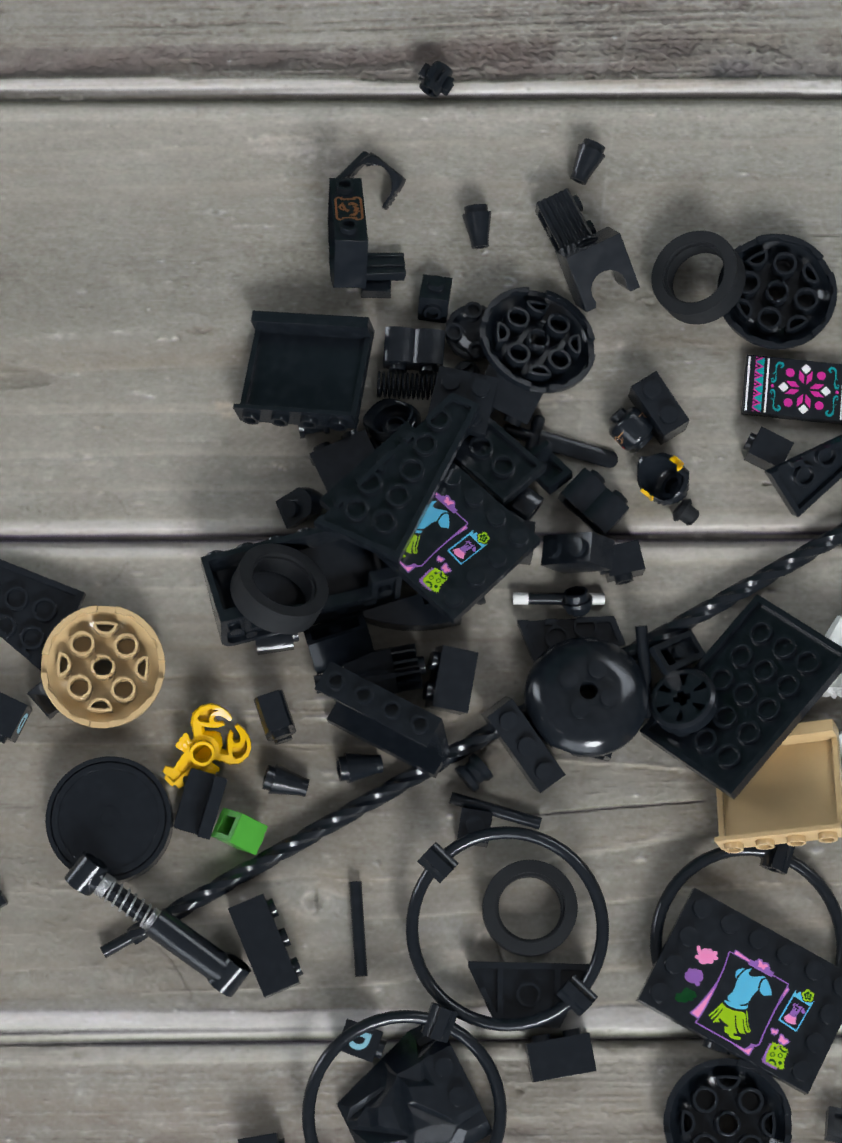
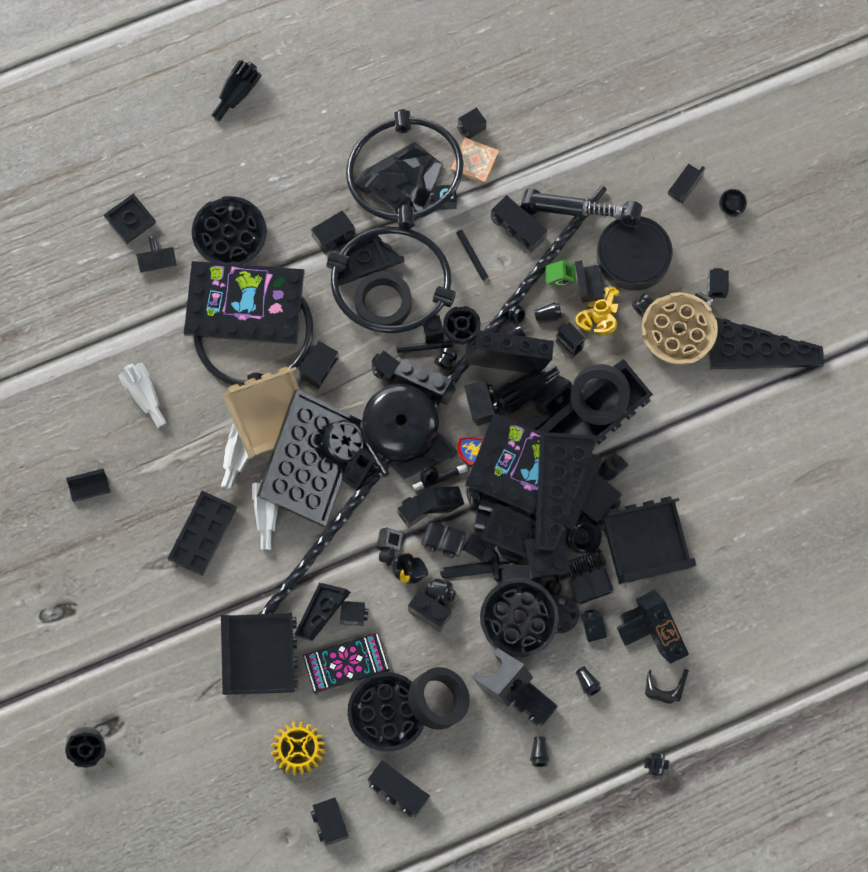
camera: 155 degrees right, 5 degrees down
(136, 732) = (642, 304): none -> black wheel
(279, 1087) = (477, 160): none -> light nougat tile
(335, 798) = (516, 314): none -> black plate
(429, 808) = (461, 325): none -> black cylinder
(497, 612) = (468, 449): none -> shield
(570, 799) = (384, 366): none -> black brick
(670, 539) = (389, 539): none -> black slope
(671, 845) = (318, 364): none -> black brick
(801, 189) = (398, 789): none -> black brick

